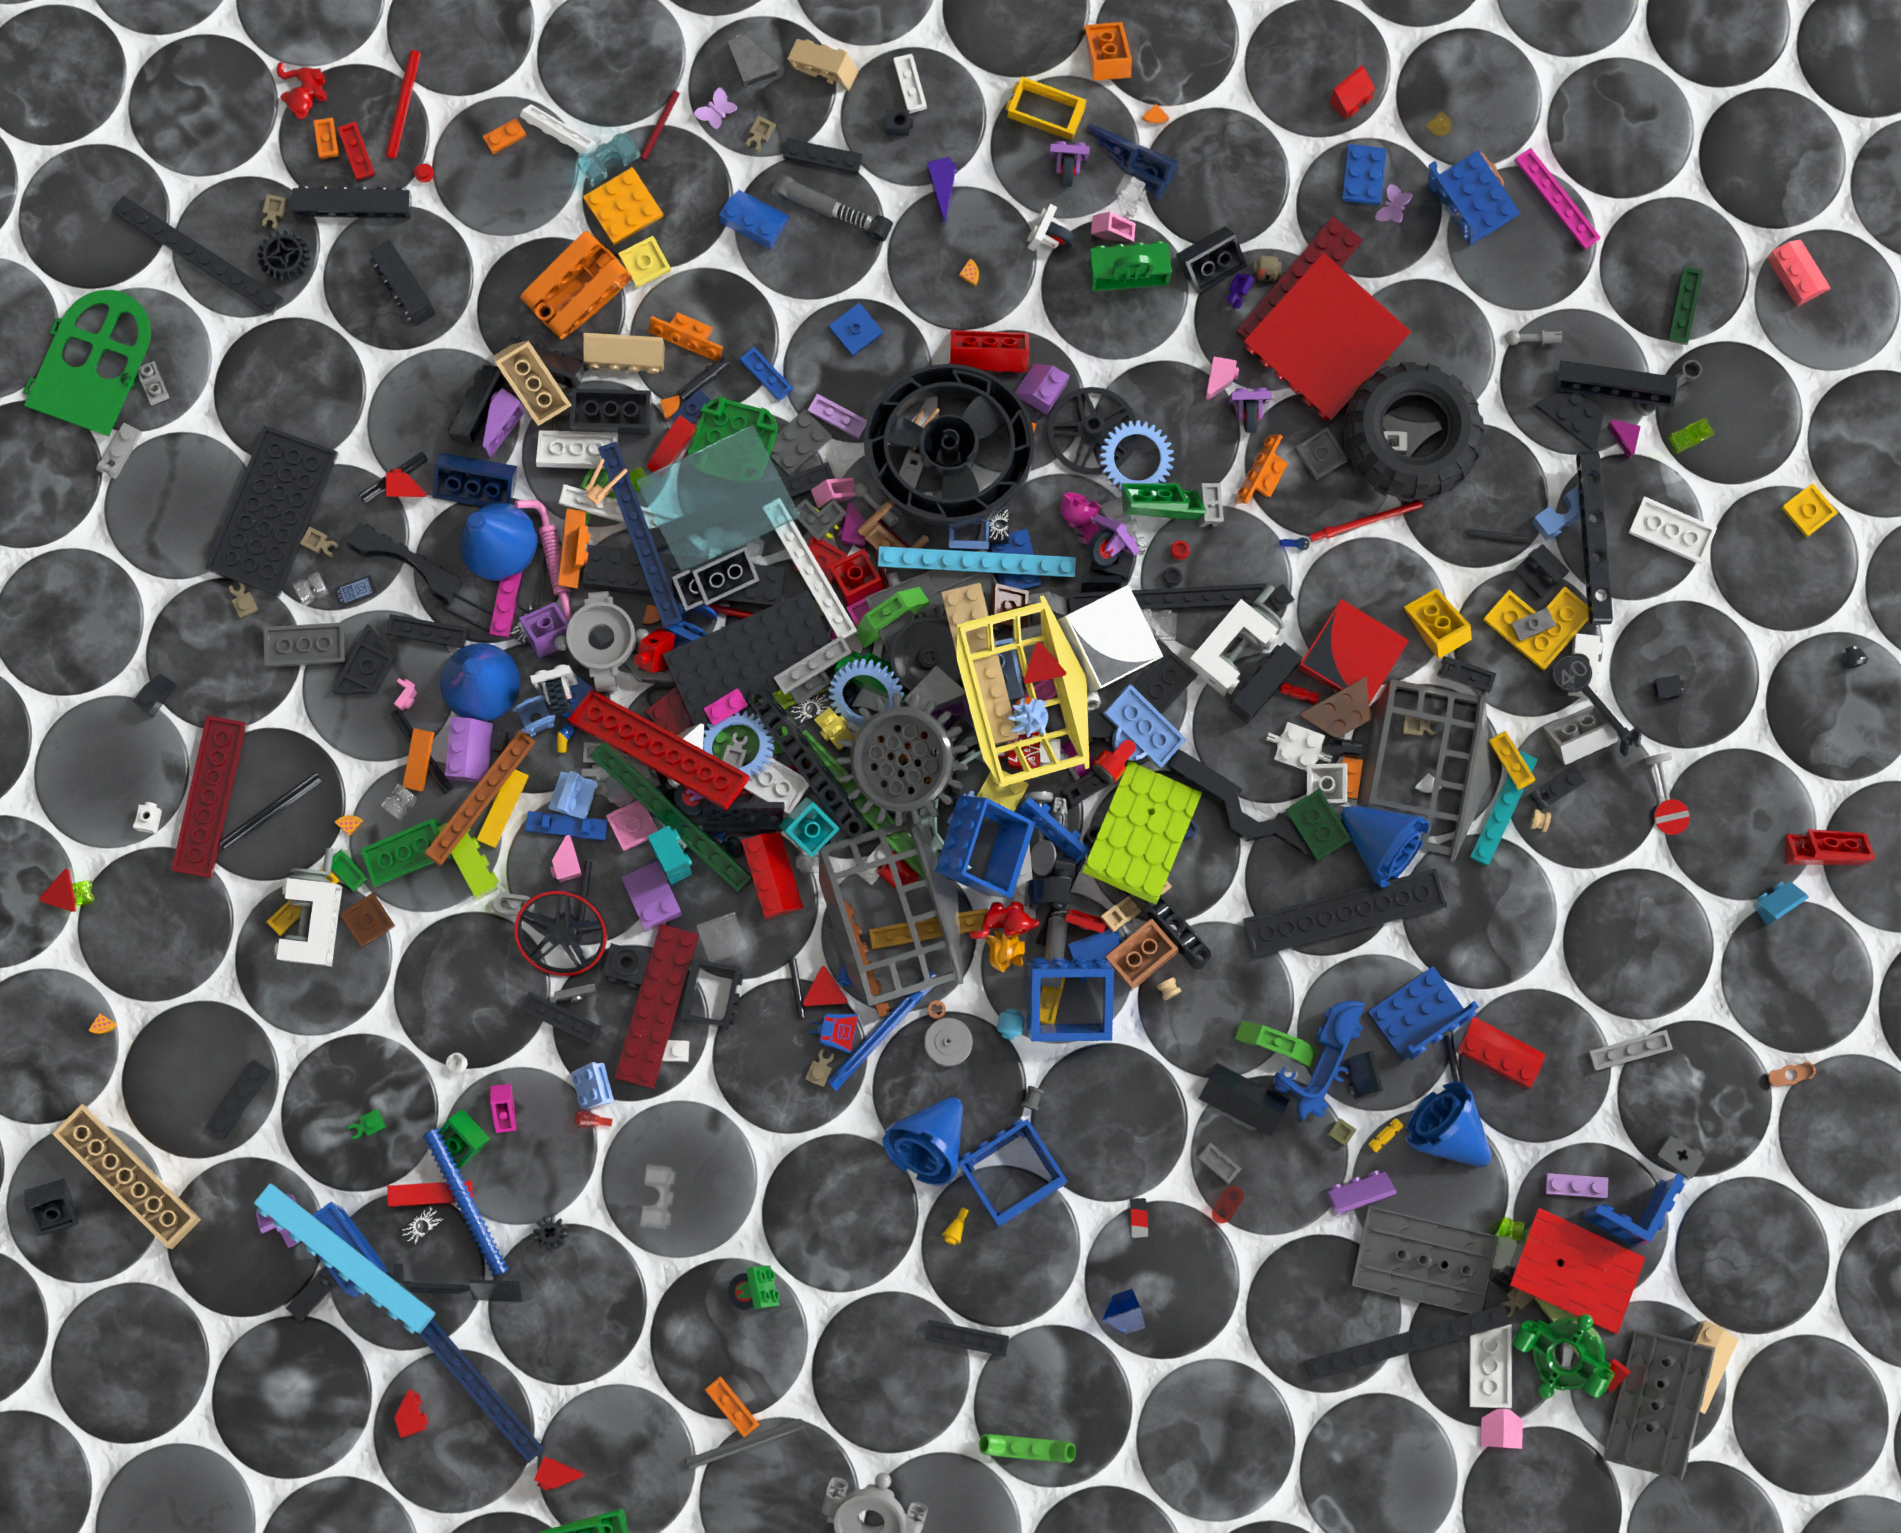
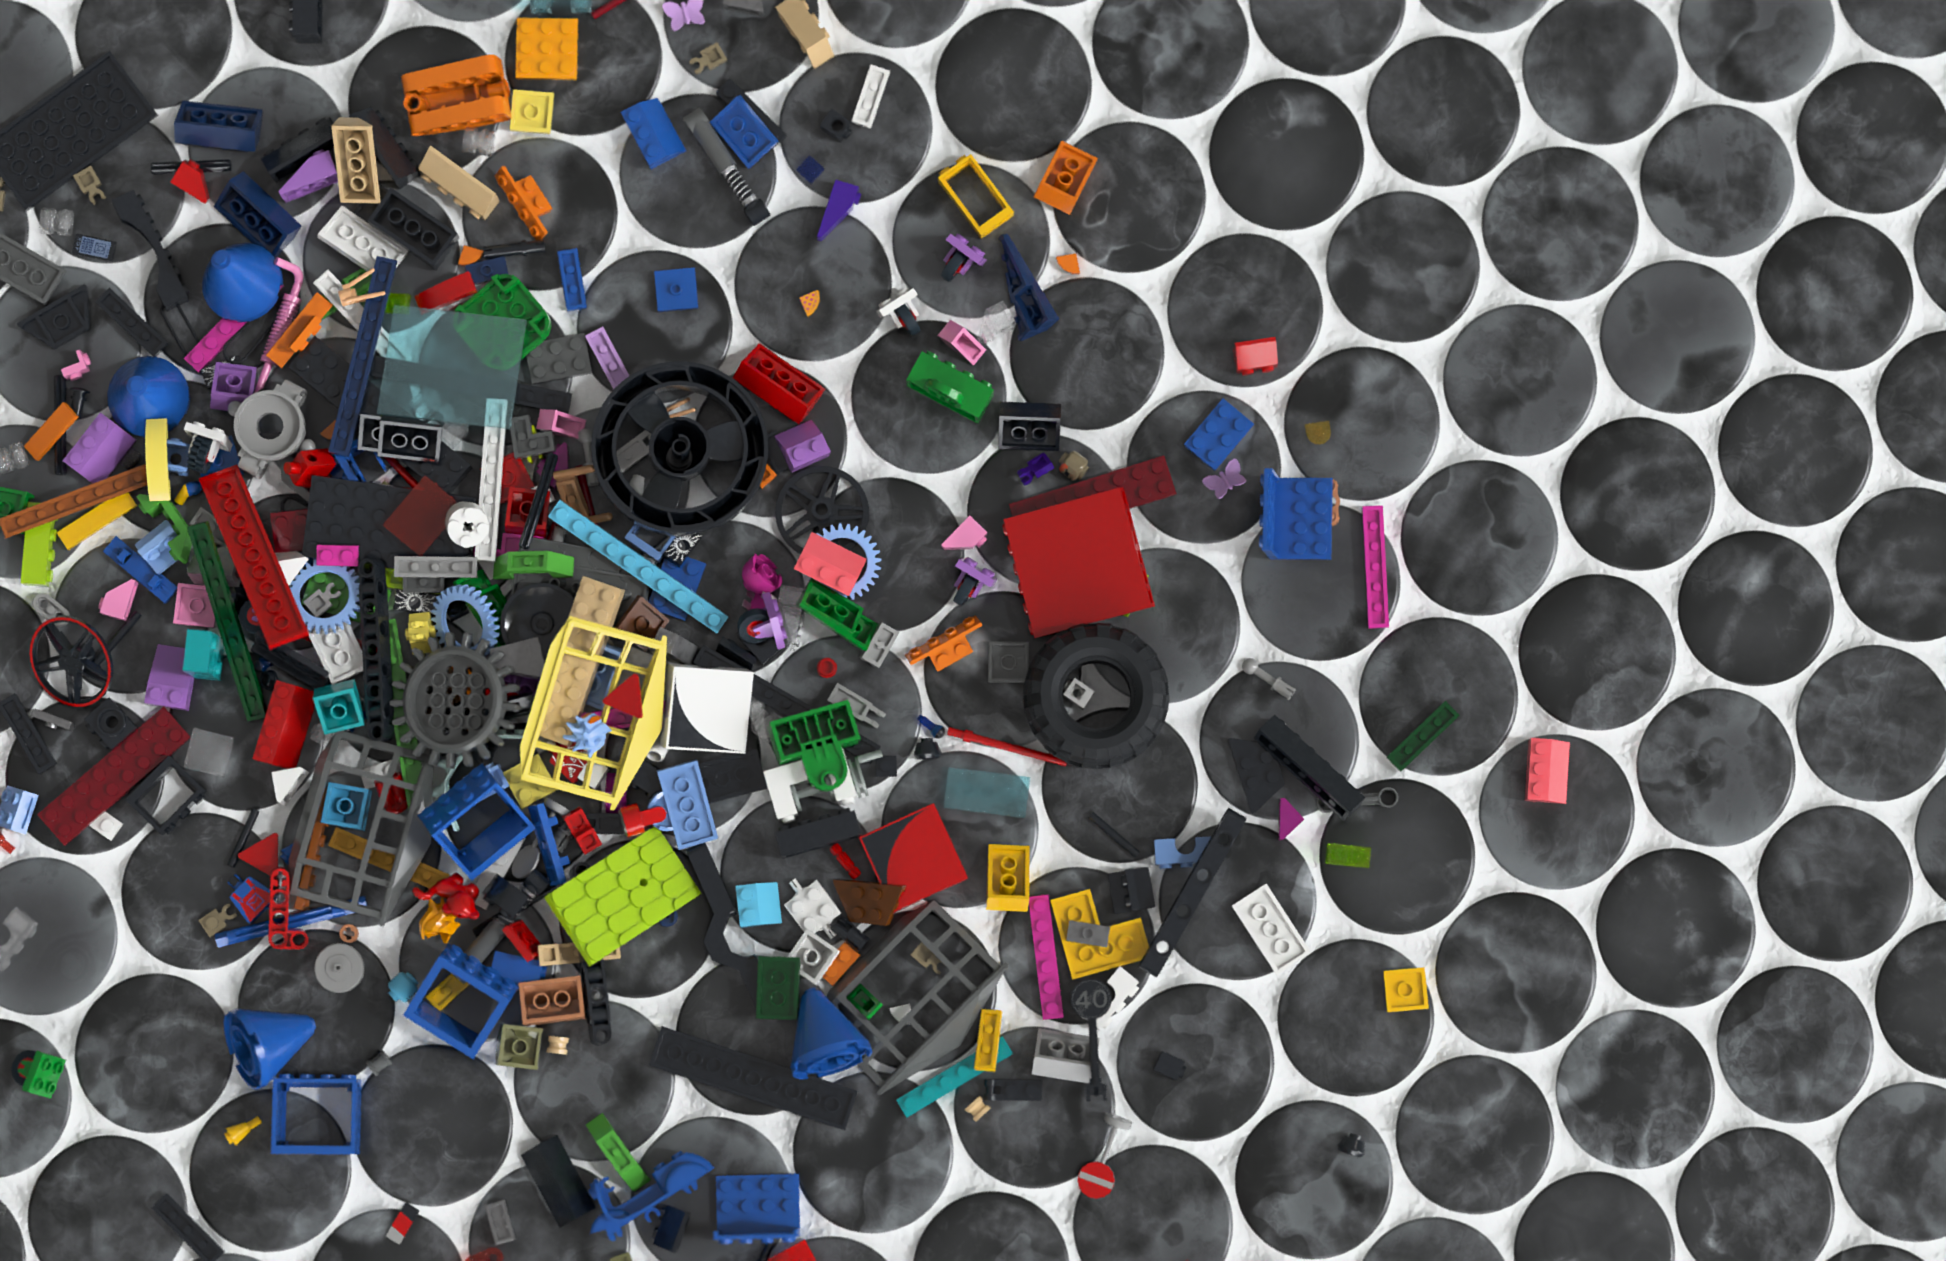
camera: 35 degrees right, 5 degrees up
(394, 430) = (218, 126): none -> dark blue slope
(423, 719) = (78, 400): none -> black pin
(525, 723) = (157, 459): none -> light yellow slope
(544, 765) = (181, 544): none -> bright green slope
(618, 310) = (478, 141): none -> clear wheel
(775, 630) = (421, 516): none -> clear red piece
(804, 917) = (287, 782): none -> white slope
(813, 622) = (466, 535): none -> white brick
(828, 171) = (744, 131): none -> blue plate
(861, 560) = (538, 501): none -> black axle
(867, 906) = (346, 806): none -> dark azure slope
(872, 1020) = (282, 907): none -> red beam
(900, 170) = (810, 169): none -> clear blue plate
(1074, 803) = (582, 830): none -> red slope
(1130, 463) = (830, 564): none -> coral slope
(1137, 1010) = (518, 1046): none -> olive slope
(1172, 576) = (804, 687): black plate -> none
(1217, 604) = (817, 741): none -> green brick
(1222, 564) = (859, 705): none -> light grey hinge
(1253, 772) = (758, 904): none -> medium azure slope
(1305, 562) = (927, 749): none -> black cone
(1374, 567) = (987, 792): none -> clear light blue tile
(1394, 792) = (864, 1001): none -> green slope
(1467, 674) = (1002, 939): black plate -> none
(1511, 668) = (1045, 957): none -> dark pink plate

